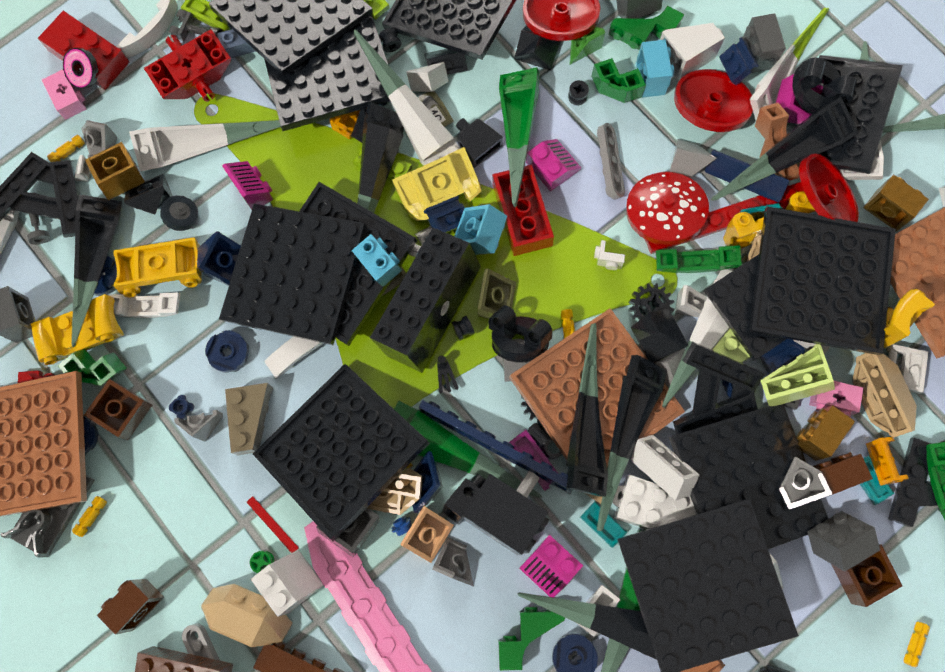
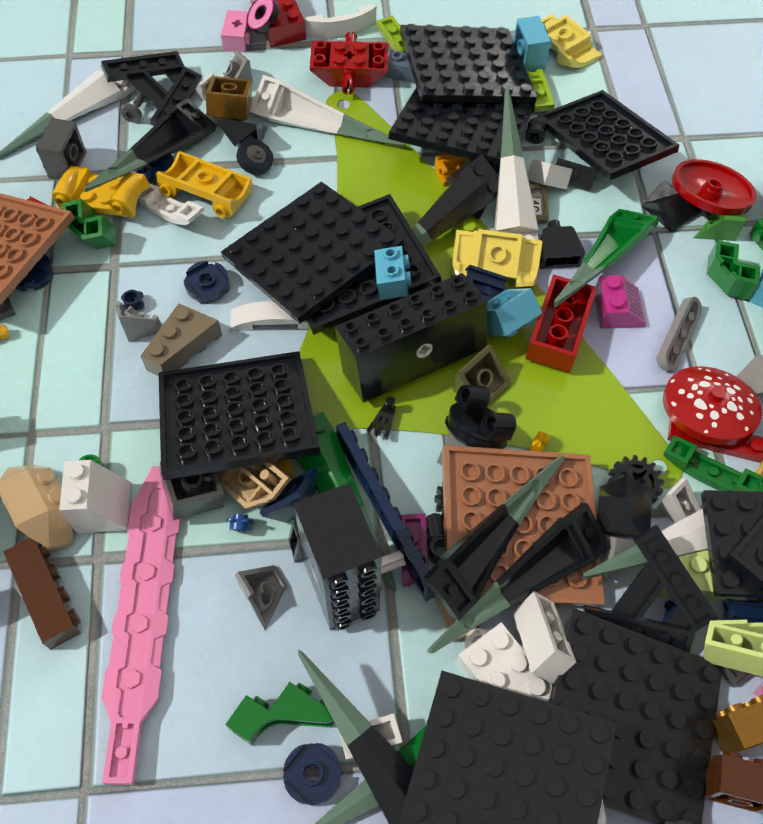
camera: 30 degrees right, 15 degrees down
(66, 149) = (207, 67): yellow axle -> none
(118, 410) = (79, 268): reddish brown brick -> none
(187, 26) = (372, 35): dark grey bar -> none
(218, 257) = (258, 204): dark blue slope -> none
(248, 183) = (329, 163): dark pink slope -> none
(270, 522) = (127, 446): red sticker -> none
(427, 534) = (257, 543): light nougat slope -> none
(463, 328) = (430, 387): black wheel -> none
(551, 566) = (356, 661): dark pink slope -> none
(580, 97) = (685, 261): black wheel -> none
(609, 260) = (618, 414): white bracket -> none
(611, 529) = (439, 661): teal tile -> none
(803, 484) = (692, 763): light grey slope -> none

